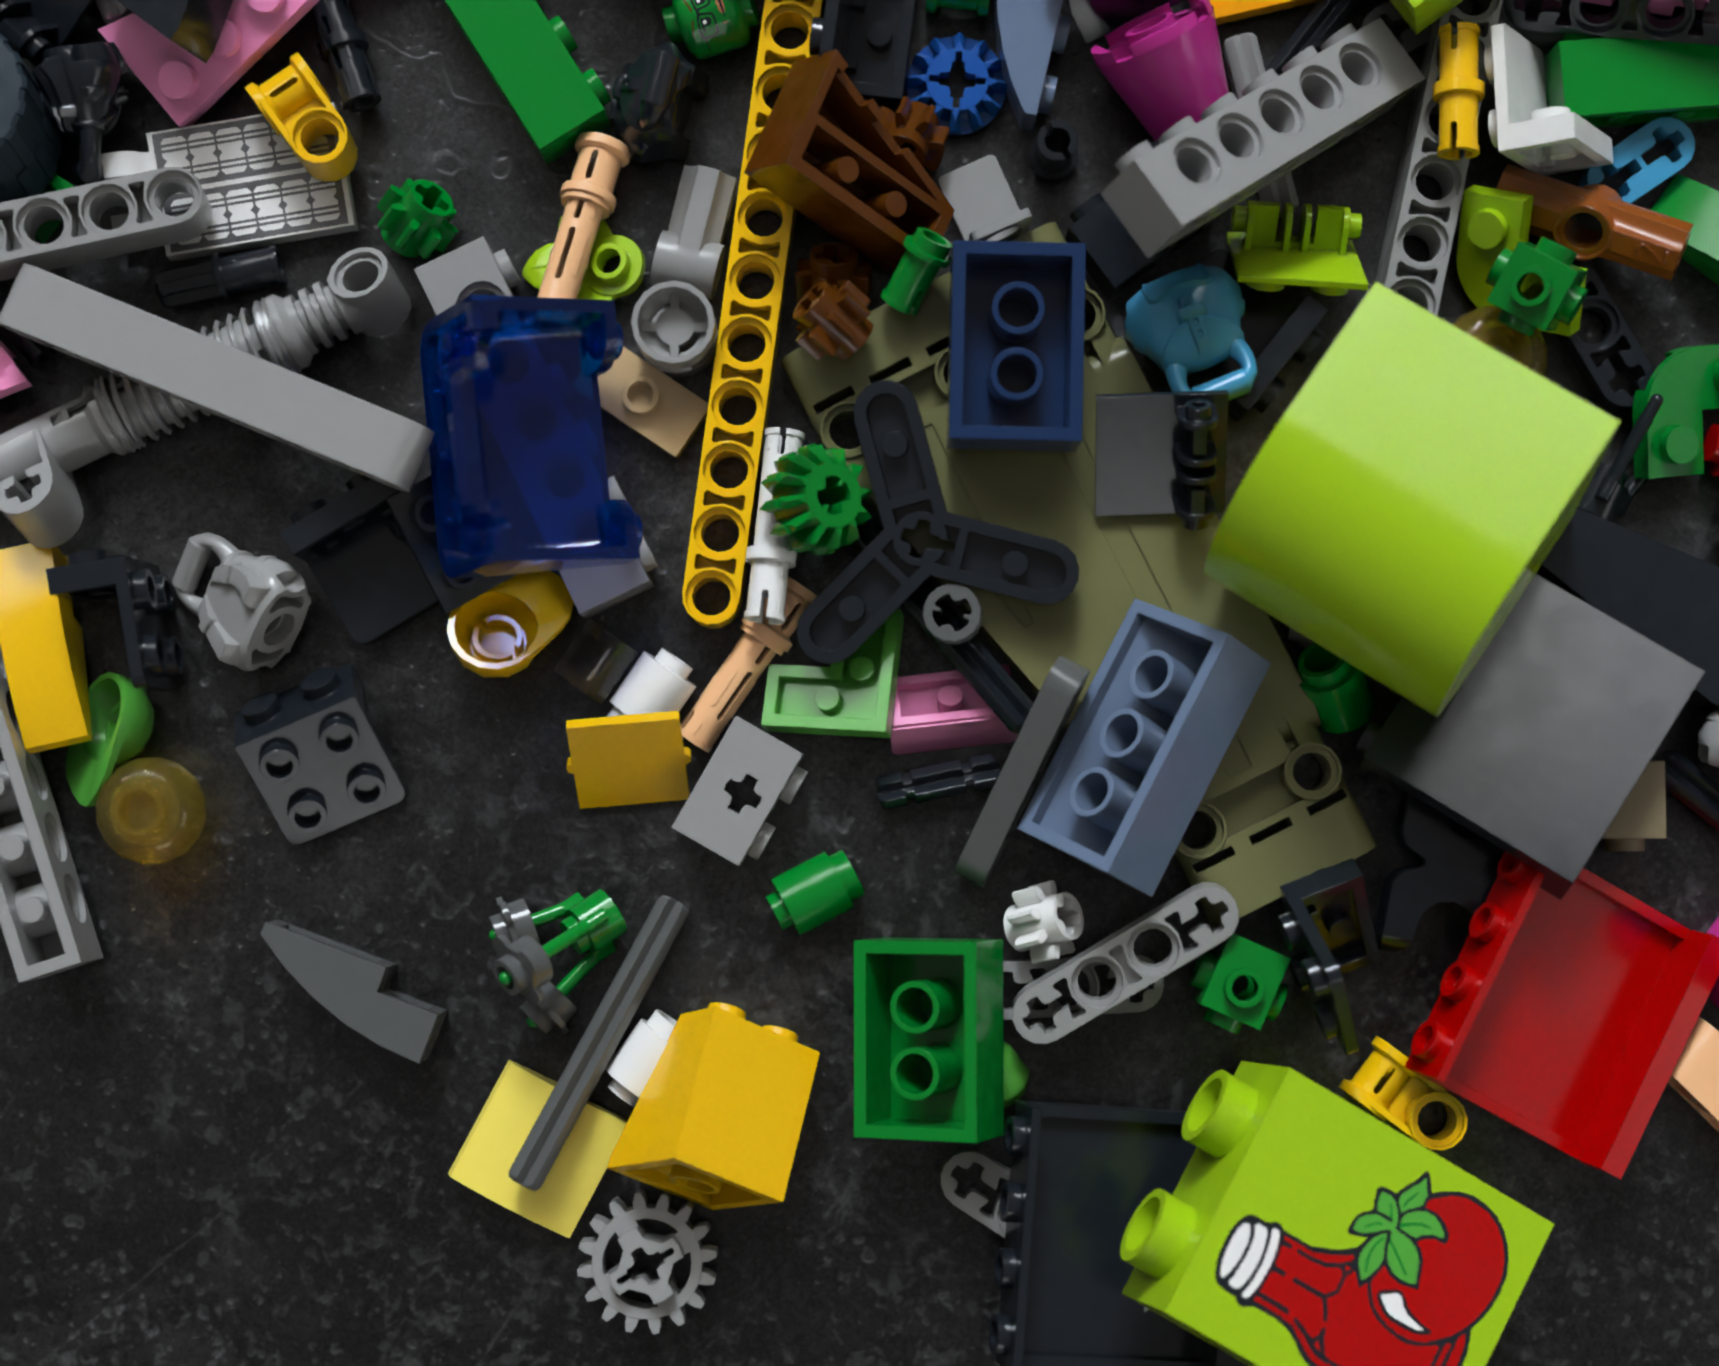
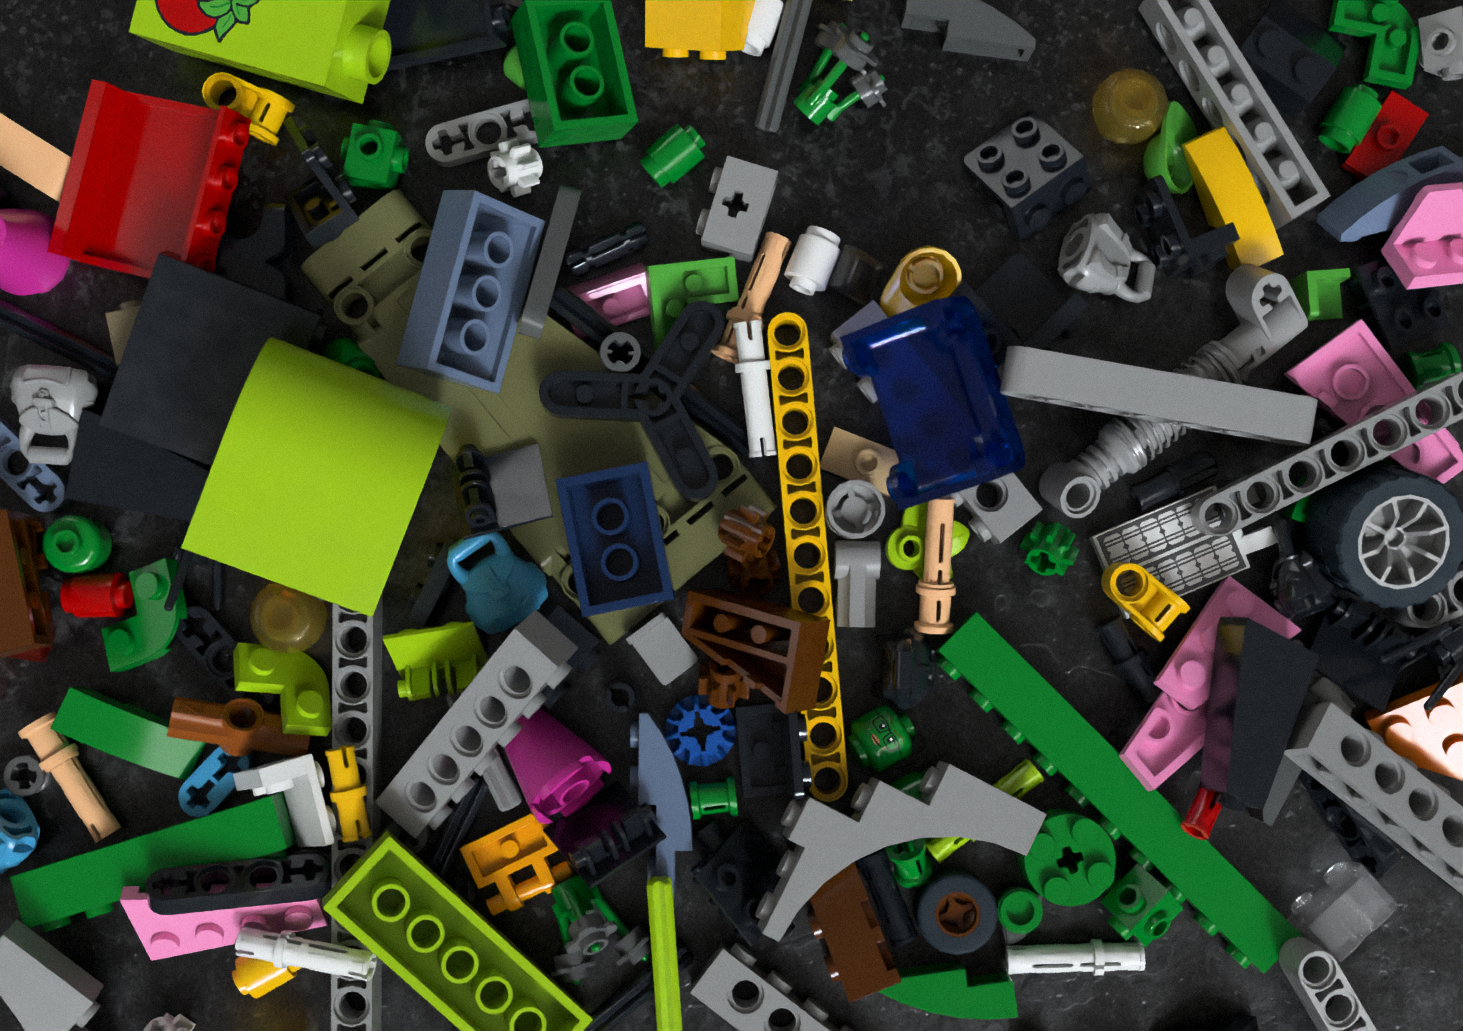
camera: 170 degrees right, 0 degrees up
(628, 759) = (818, 213): yellow piece -> none
(816, 499) = (729, 407): green gear -> none
(917, 269) = (693, 590): green pin -> none
(1119, 954) = (448, 144): light grey beam -> none
(1561, 291) = (260, 678): green brick -> none

